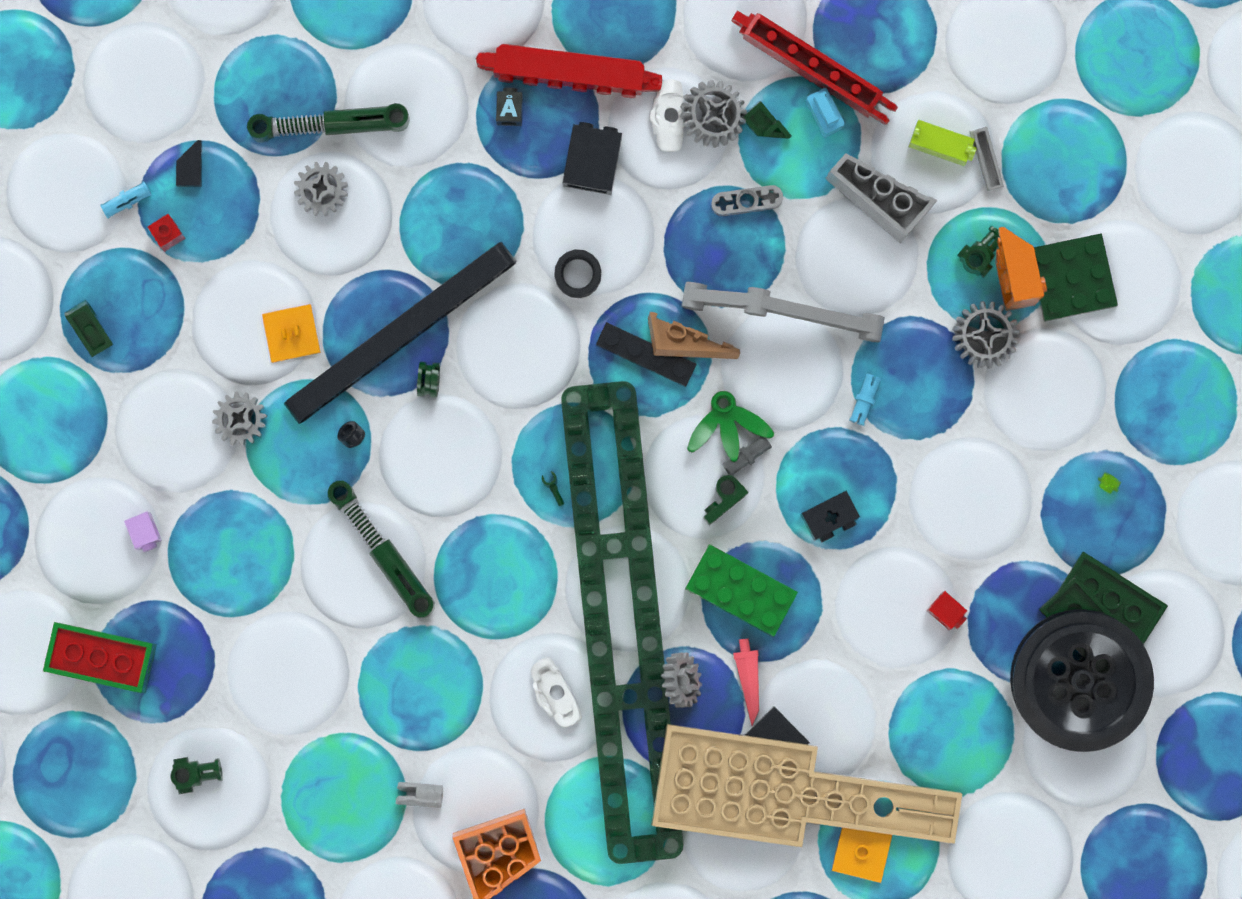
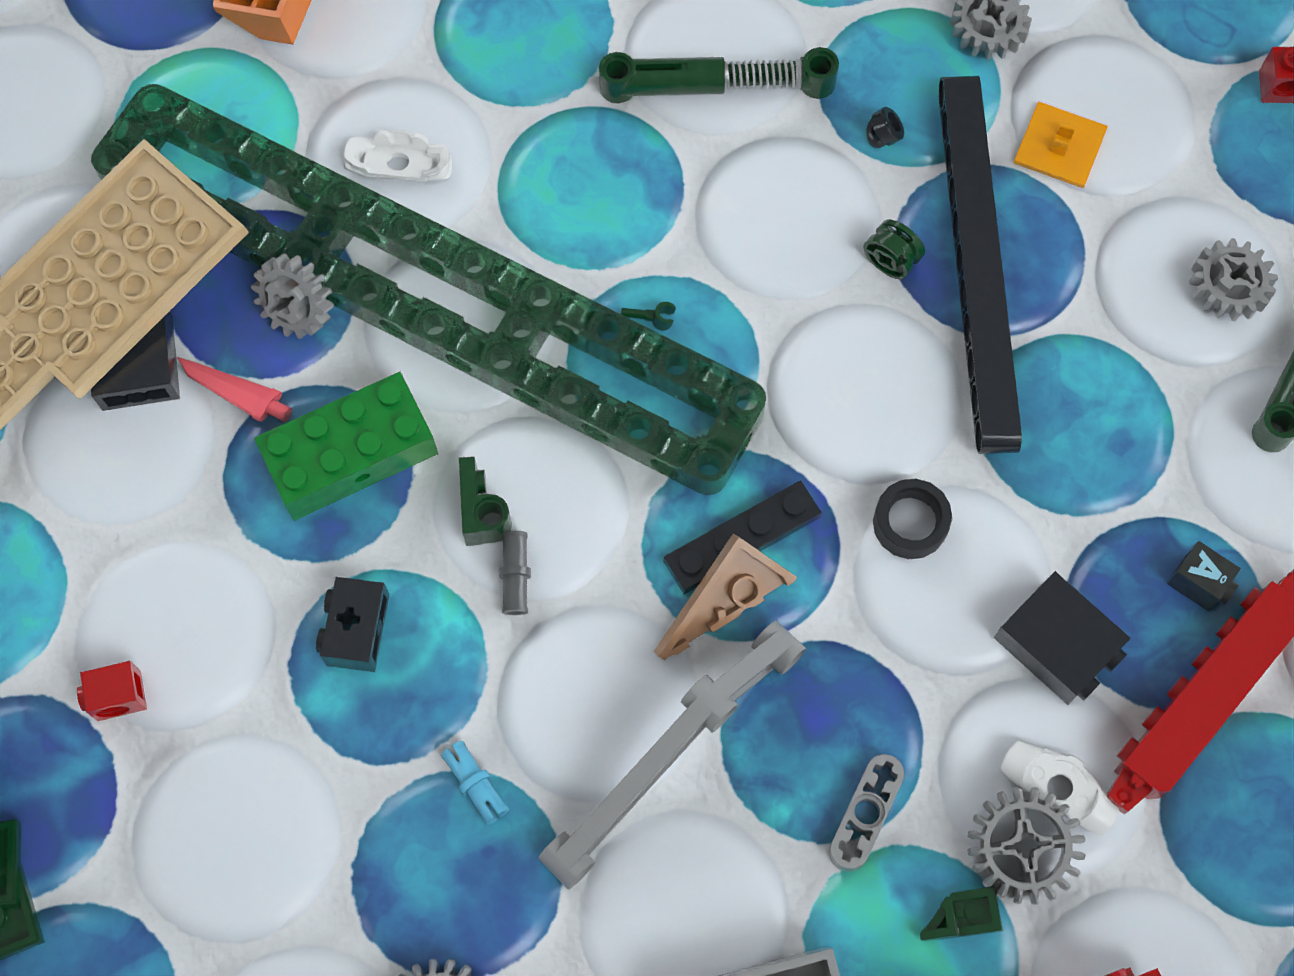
camera: 125 degrees right, 15 degrees down
(728, 429) = (563, 571): green plant -> none

